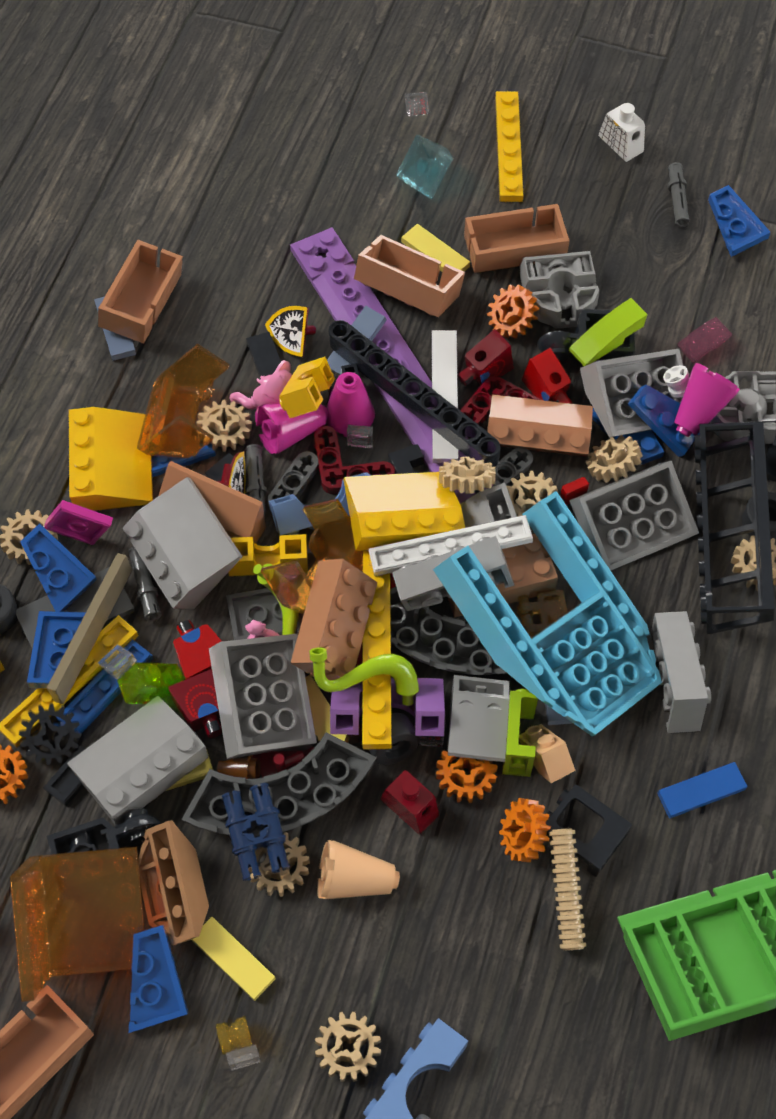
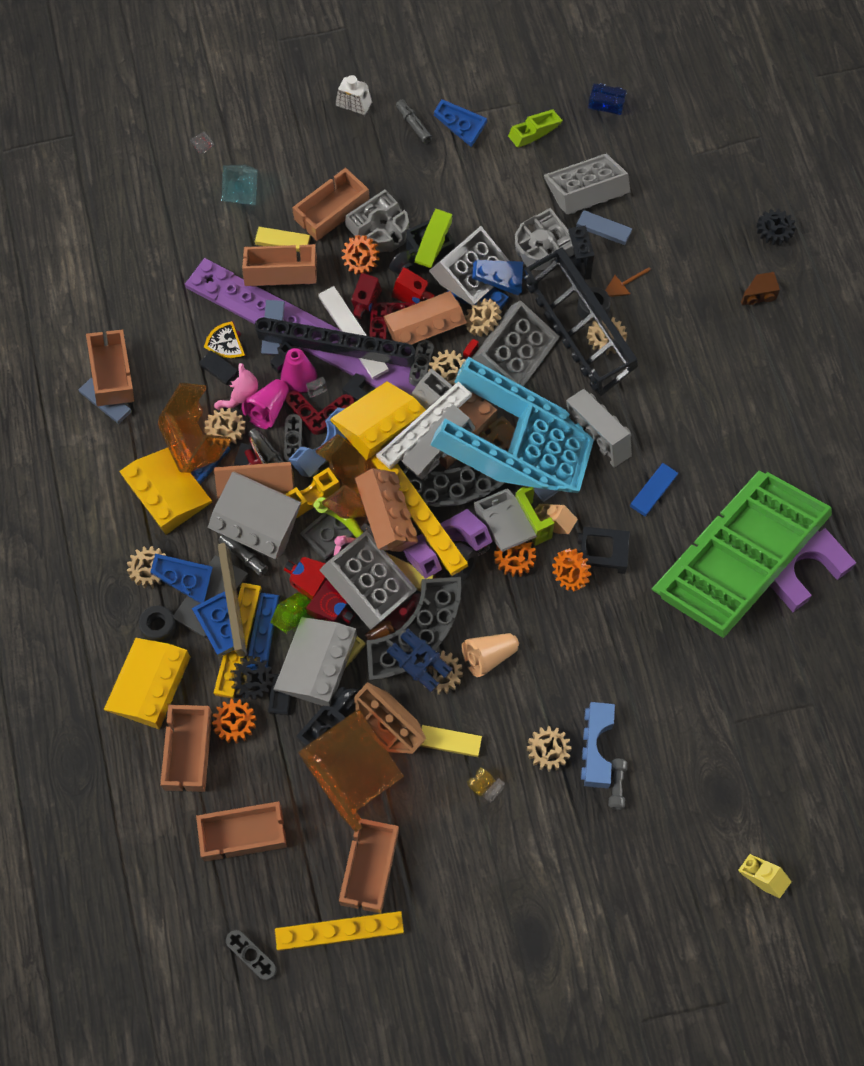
camera: 30 degrees left, 5 degrees up
(78, 522) = (179, 539): dark pink tile -> none
(117, 661) = (262, 611): clear tile -> none
(155, 982) = (415, 780): blue wing -> none
(304, 387) = (266, 374): yellow arch -> none
(387, 664) = (438, 516): lime animal -> none
(409, 800) = (494, 591): dark red torso -> none
(467, 475) = (405, 375): tan gear -> none
(509, 147) = (283, 142): yellow plate -> none
(567, 889) = (616, 588): tan piece -> none
(677, 380) = (494, 247): white wheel -> none
(703, 399) = (517, 251): dark pink cone -> none
(704, 339) = (489, 211): clear pink slope -> none

